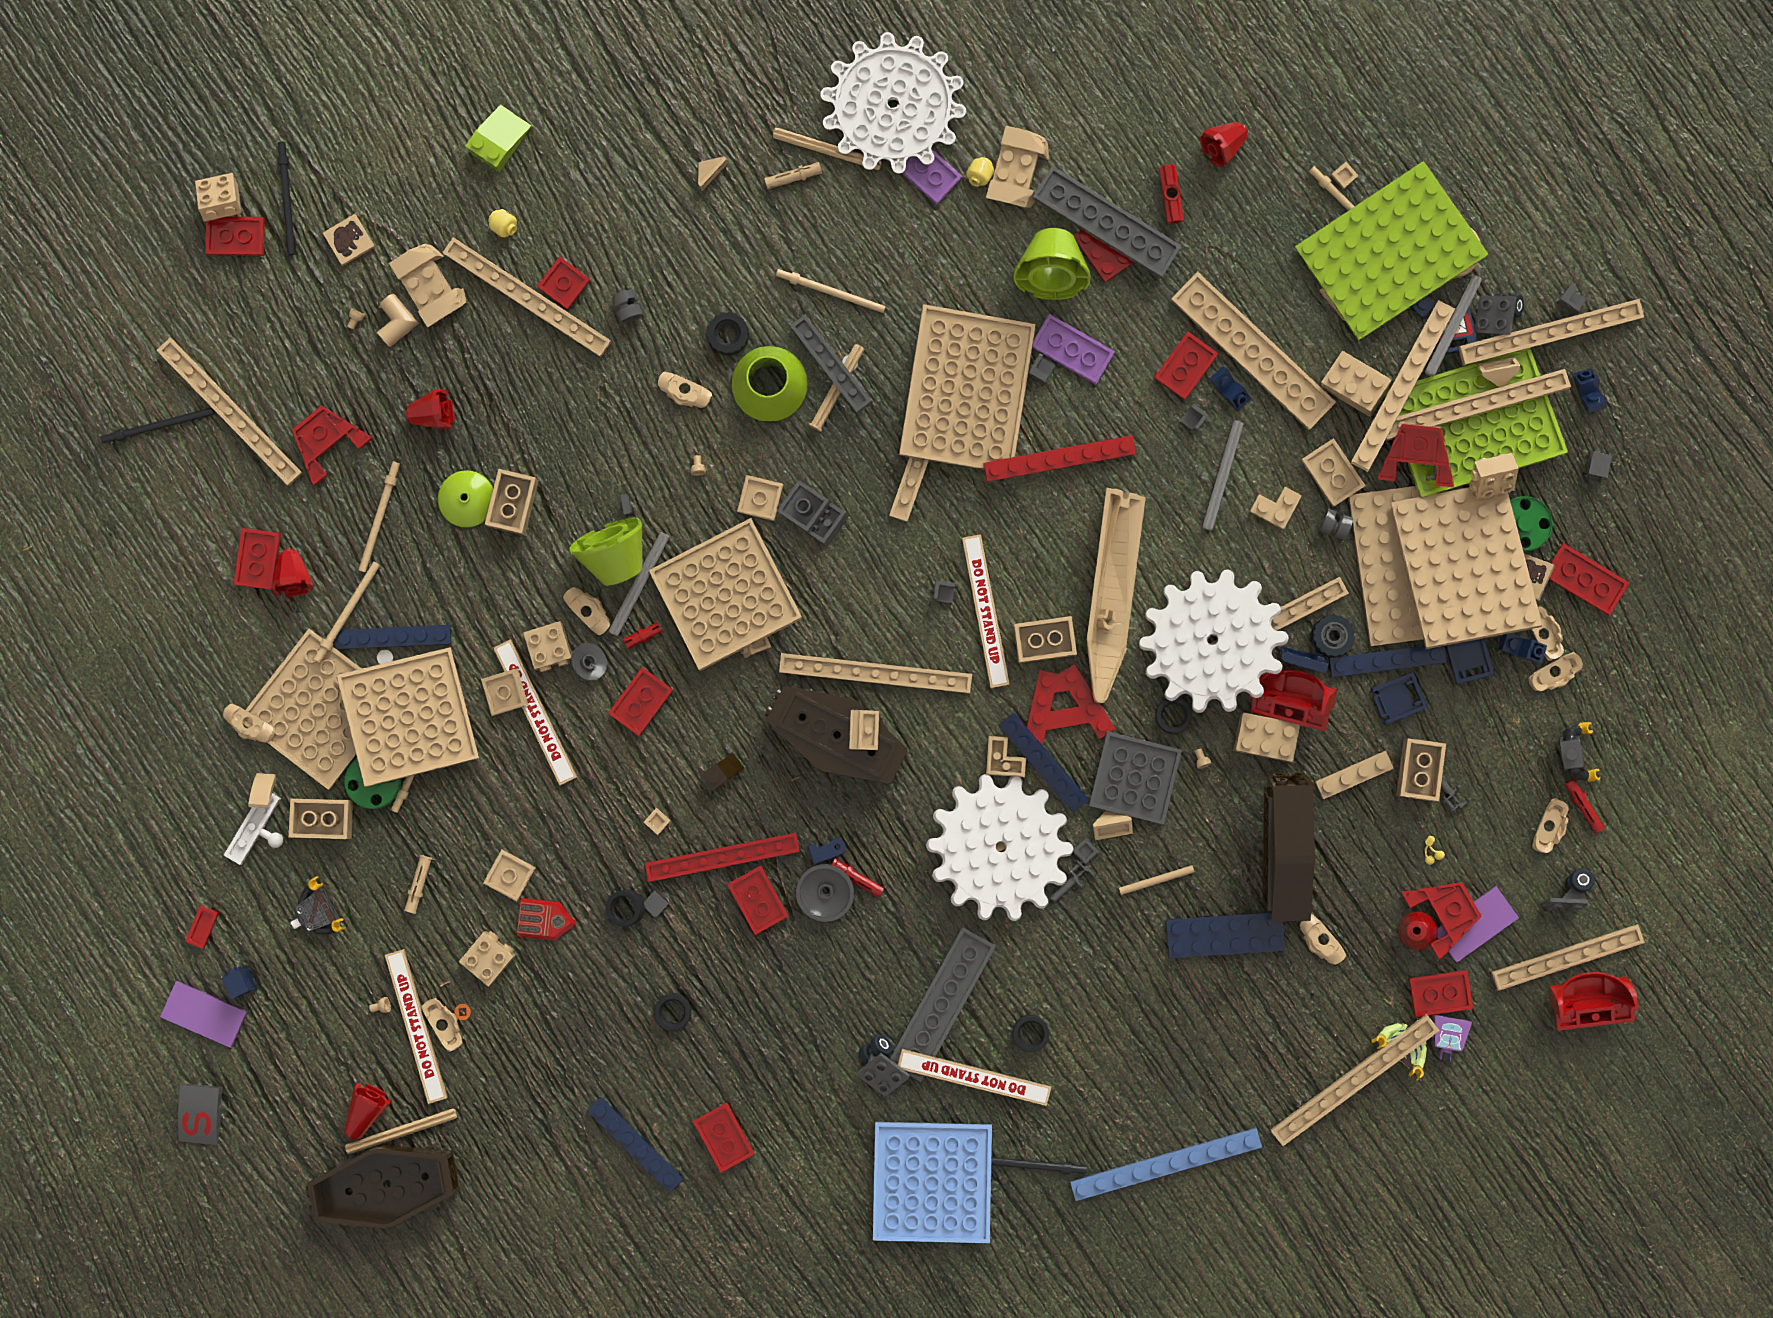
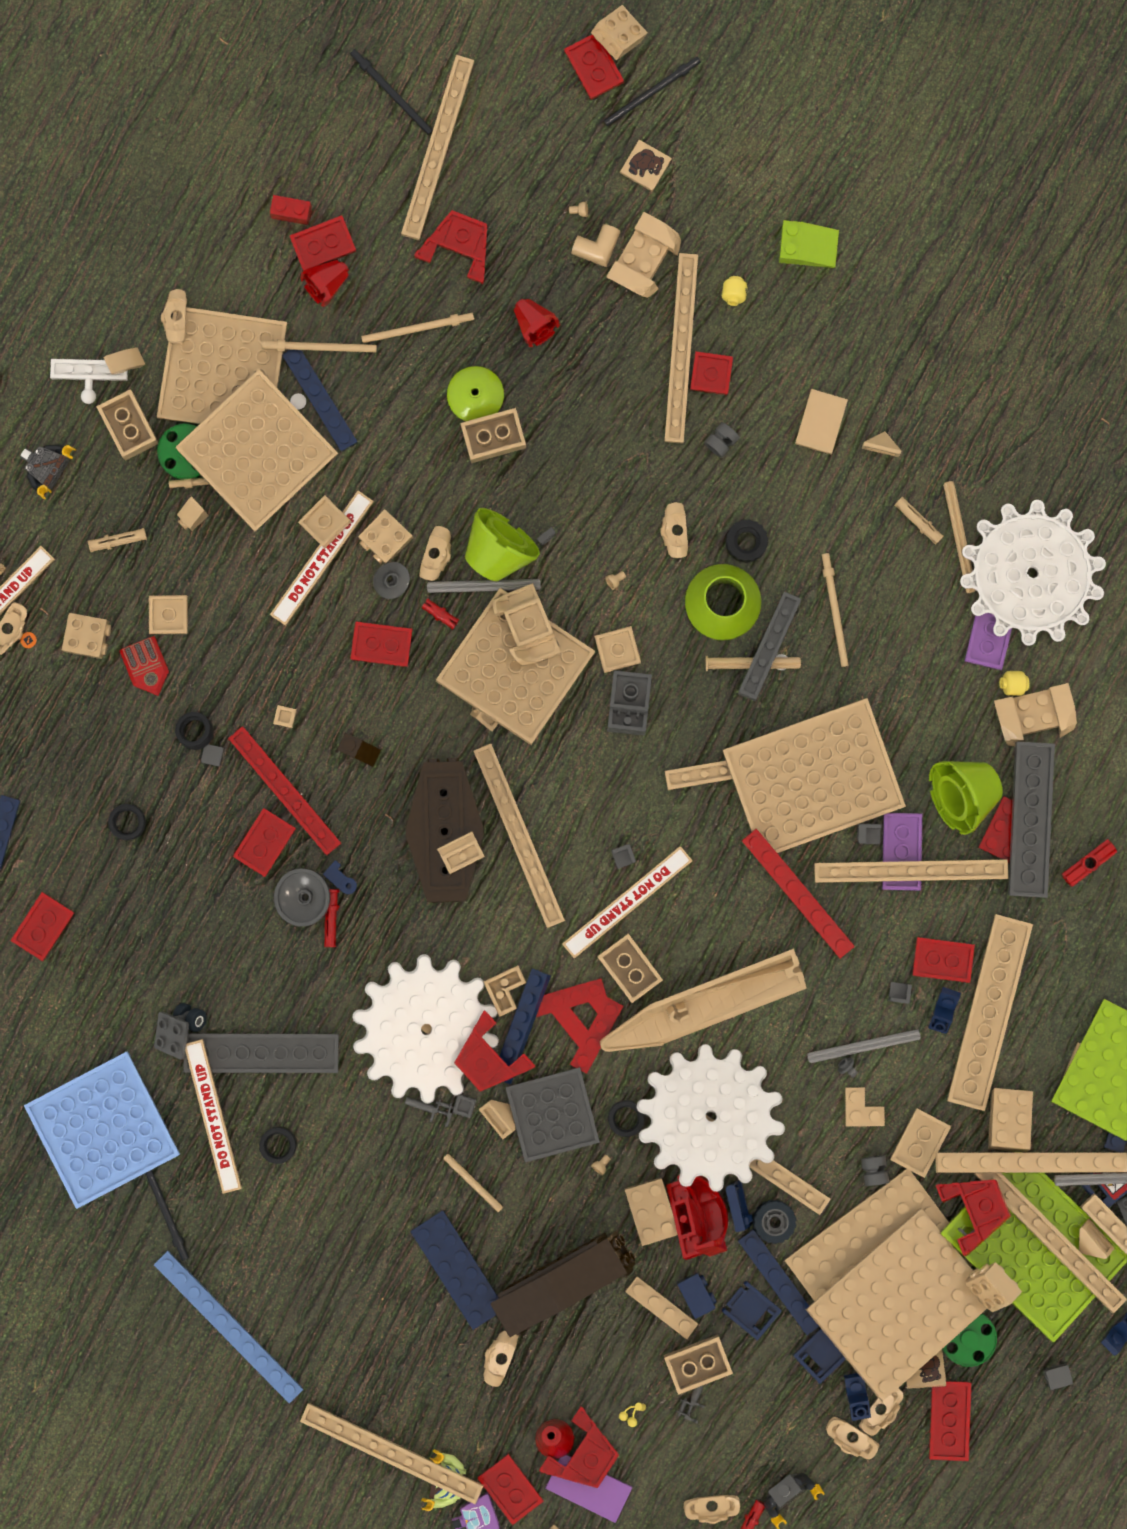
camera: 60 degrees right, 0 degrees up
(211, 570) = (290, 210): none -> red brick
(432, 805) = (191, 514): none -> tan slope
(659, 212) = (821, 421): none -> tan tile
(695, 563) = (528, 625): none -> tan piece
(1059, 813) = (482, 1063): none -> red wing
(1094, 350) = (911, 871): none -> tan plate
(1232, 499) = (845, 1065): none -> dark grey plate
(1359, 738) = (696, 1295): none -> dark blue brick

